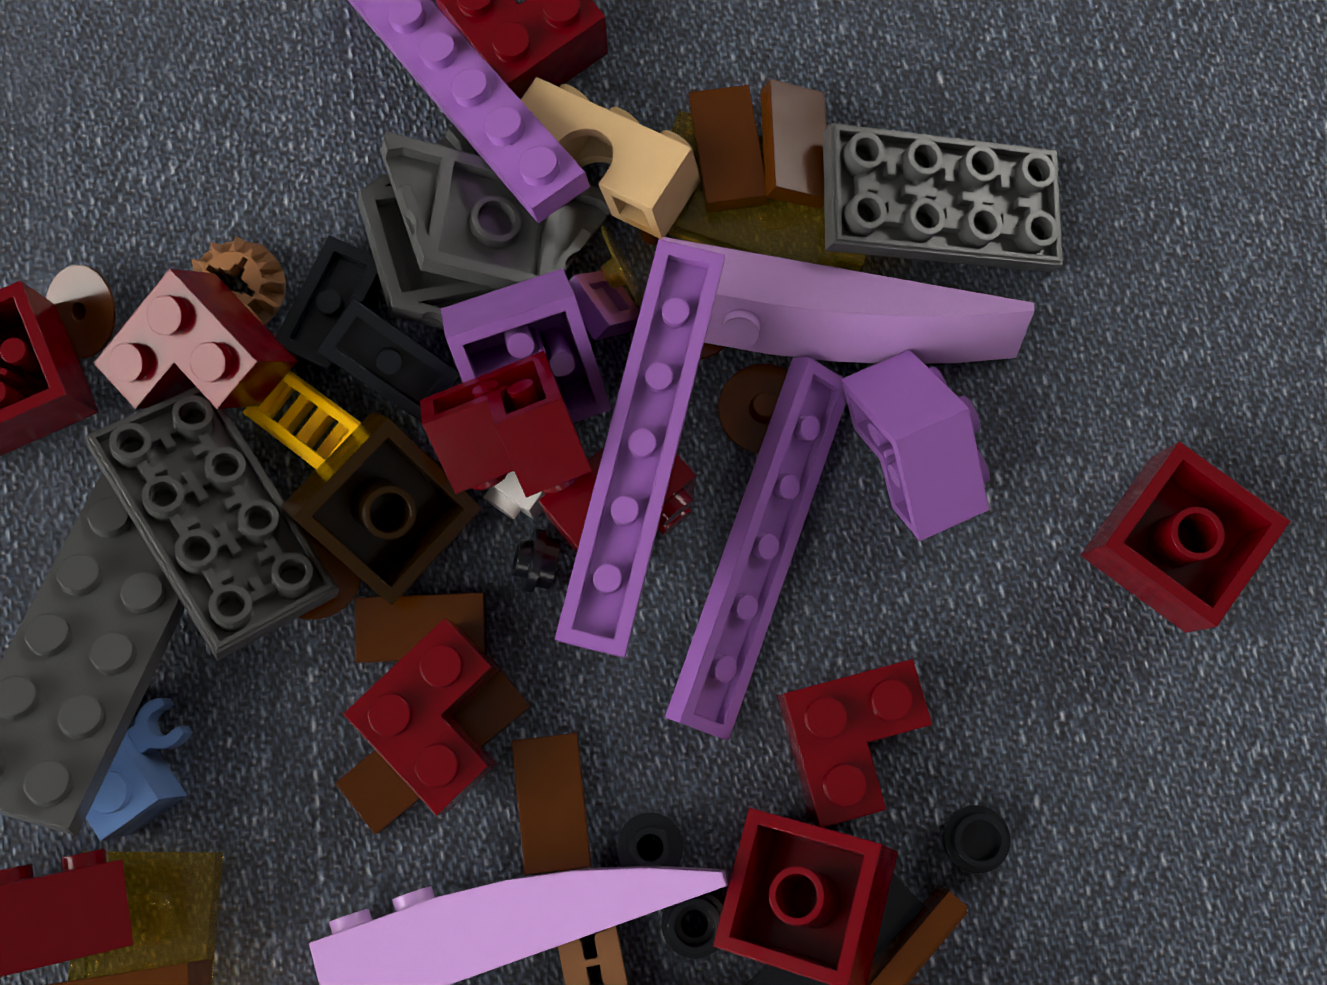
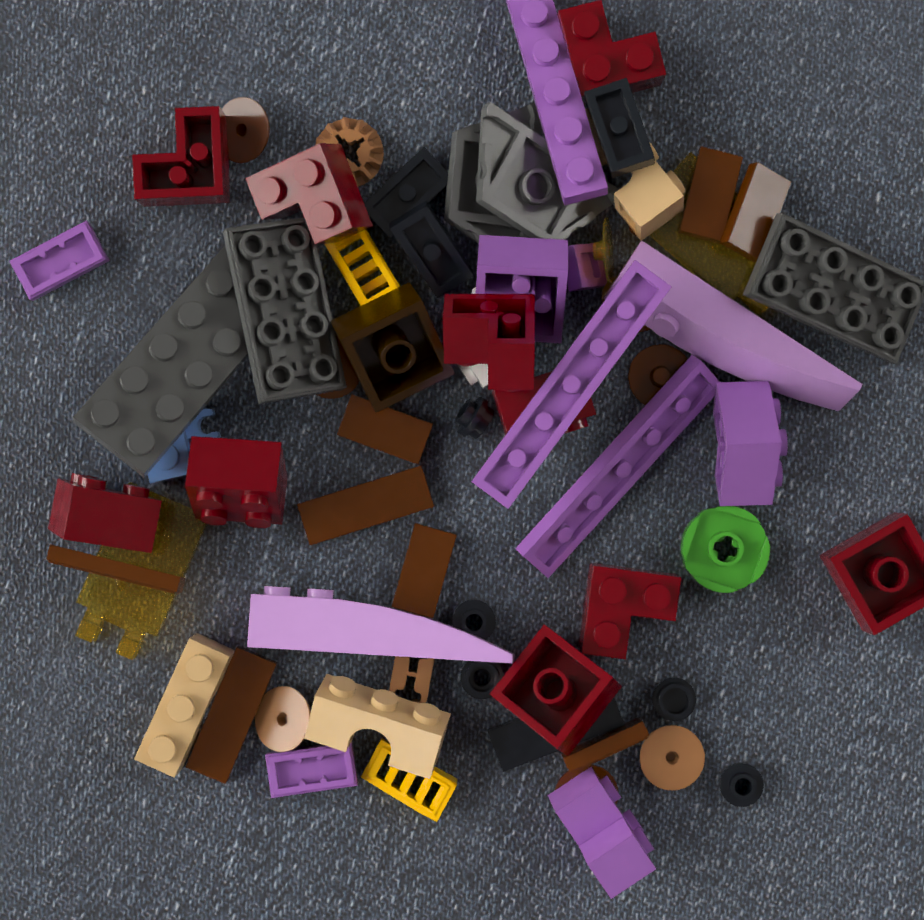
camera: 25 degrees right, 10 degrees up
(224, 784) = (236, 481): none -> dark red brick
(413, 719) = (362, 486): dark red brick -> none
(570, 98) = (619, 128): none -> black plate
(974, 570) = (735, 571): none -> bright green plate
(1011, 926) = (672, 757): none -> medium nougat piece
(1106, 917) = (729, 778): none -> black plate

